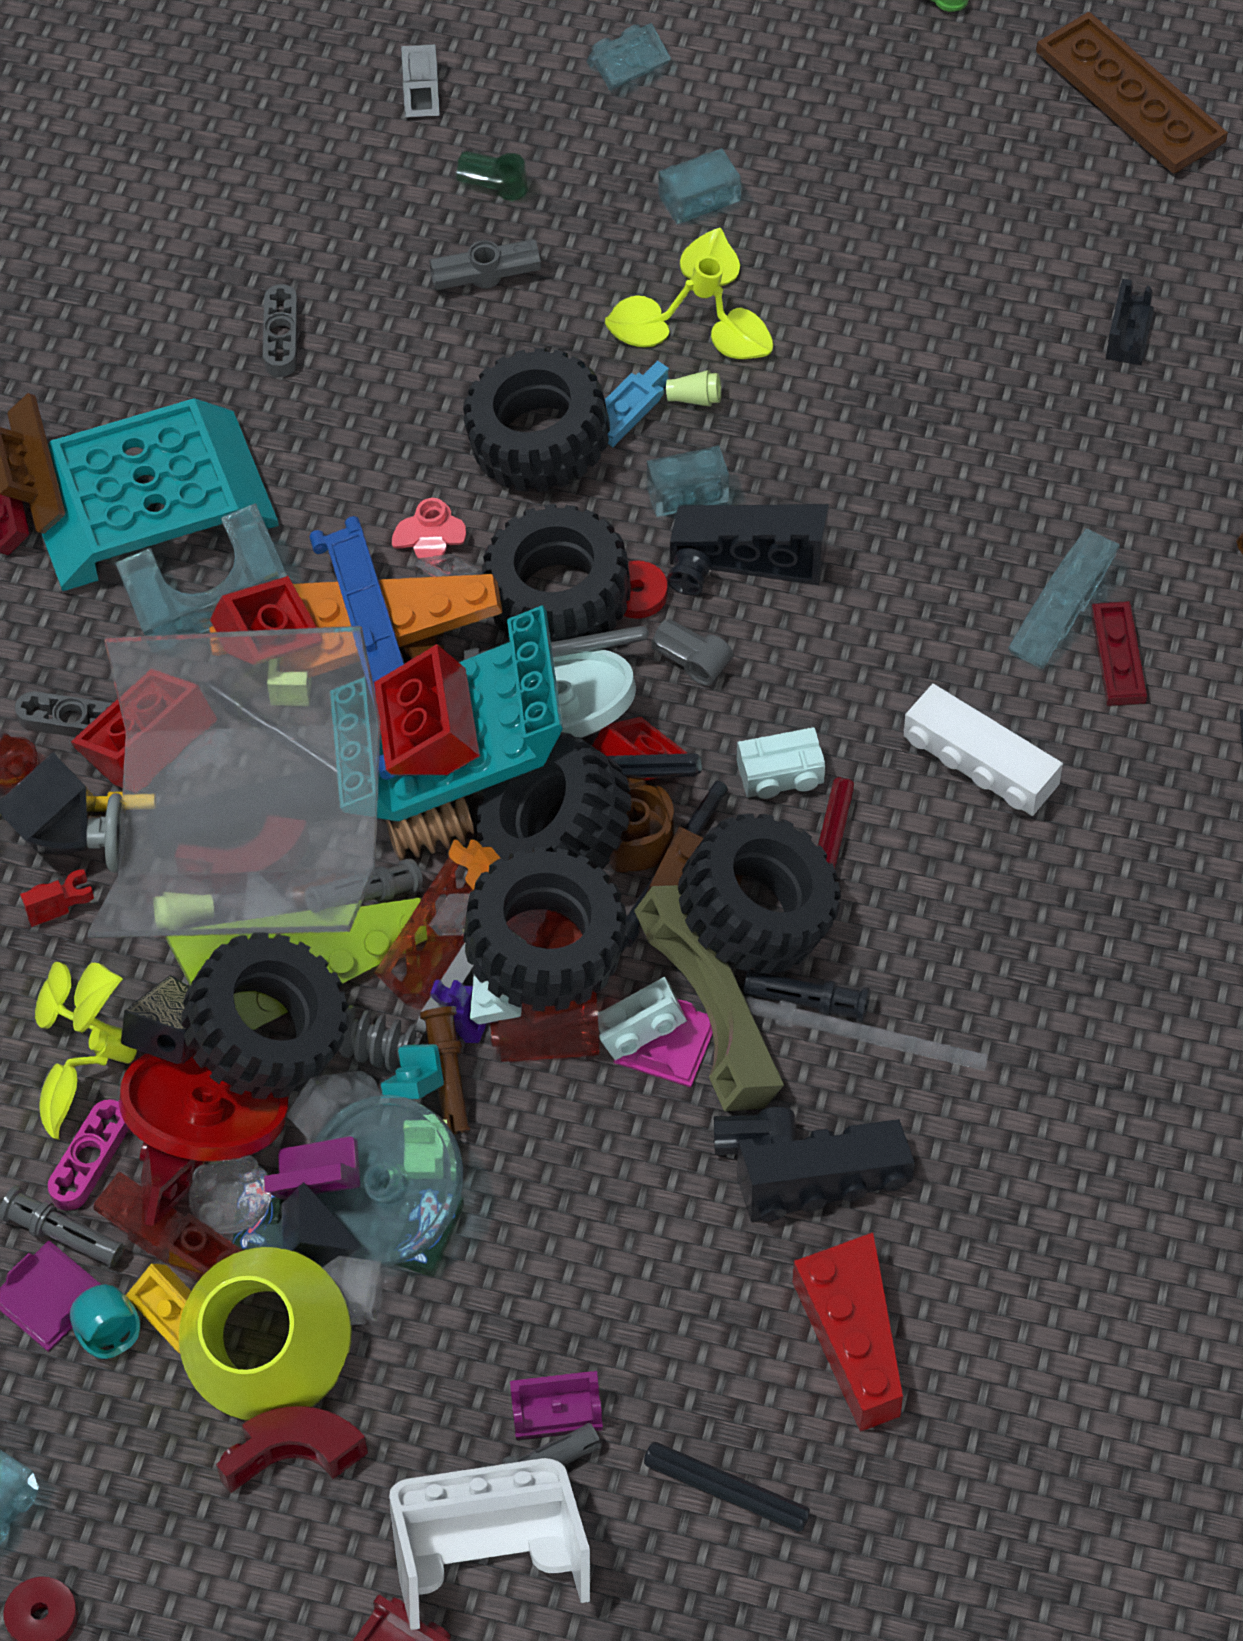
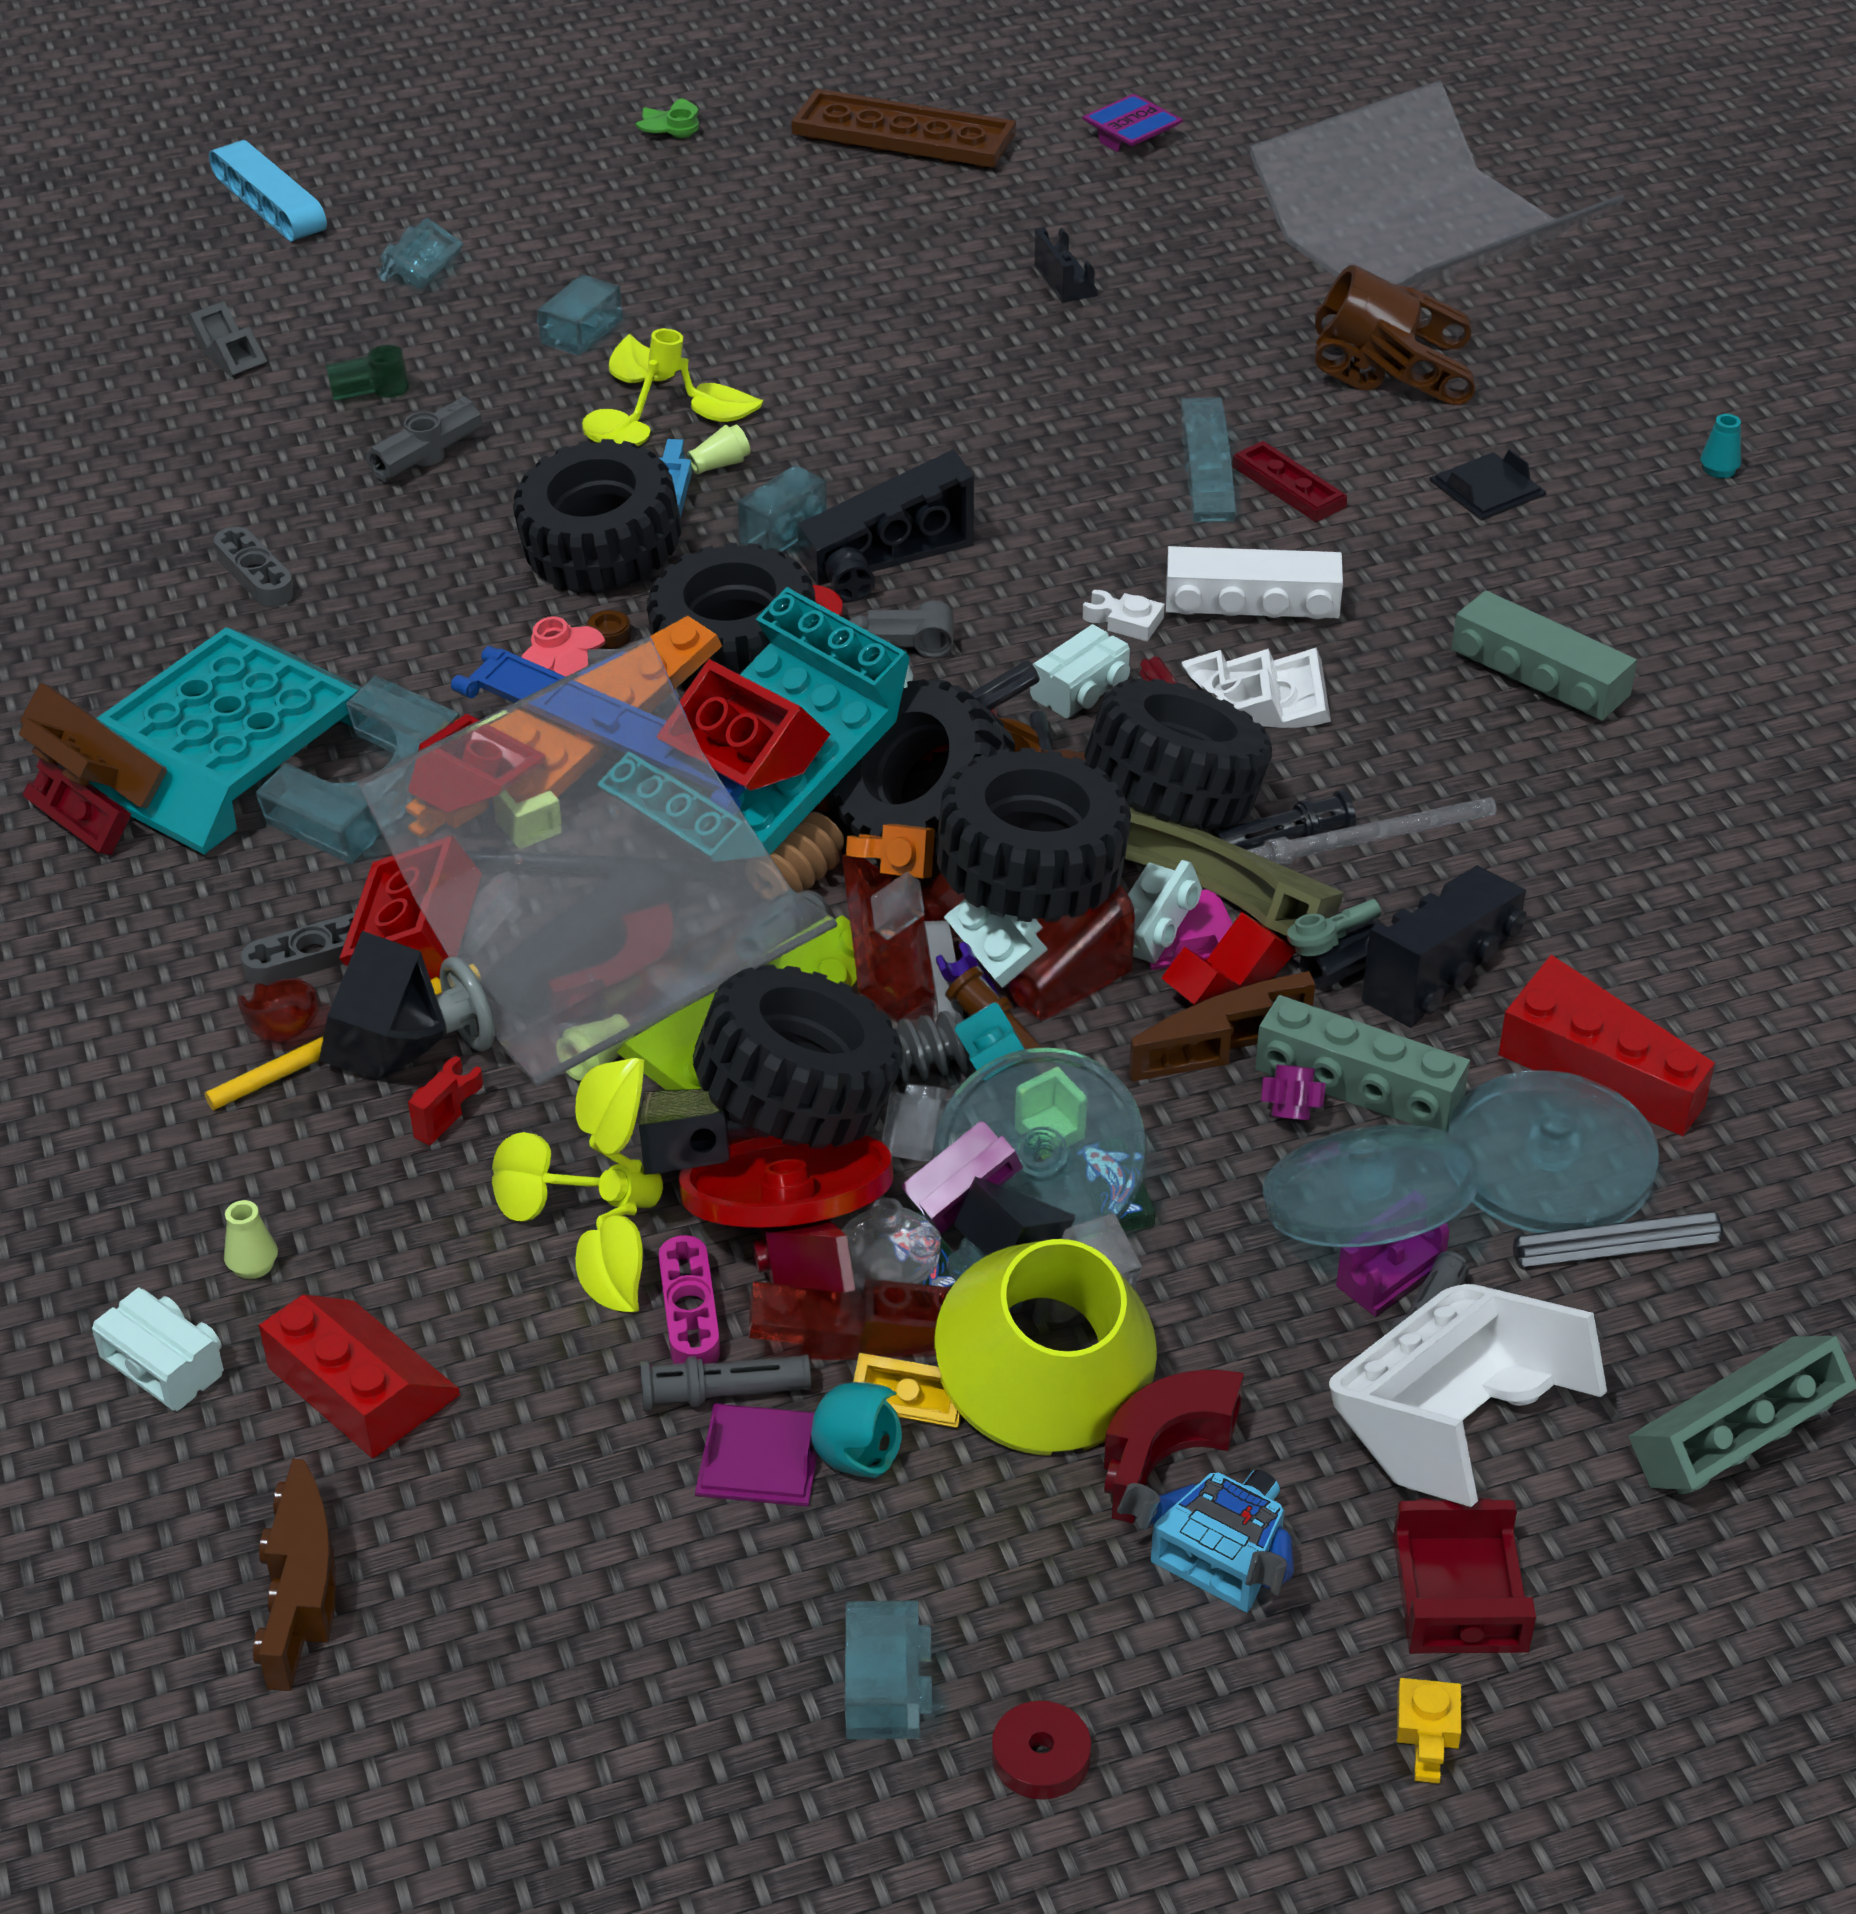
camera: 35 degrees left, 15 degrees down
(259, 1540) = (1218, 1534): none -> torso
(481, 527) = (613, 626): none -> reddish brown tile
(577, 1344) = (1371, 1185): none -> clear light blue dish
(592, 1143) = (1207, 1031): none -> reddish brown slope
(603, 1232) = (1293, 1092): none -> magenta gear
(664, 1100) = (1241, 958): none -> red brick
(670, 1239) = (1364, 1063): none -> sand green brick
(725, 1112) = (1317, 935): none -> sand green plate
(749, 1388) = (1556, 1151): none -> clear light blue dish
(871, 725) = (1129, 616): none -> white plate
(911, 854) = (1272, 691): none -> white slope
(1144, 948) = (1544, 654): none -> sand green brick

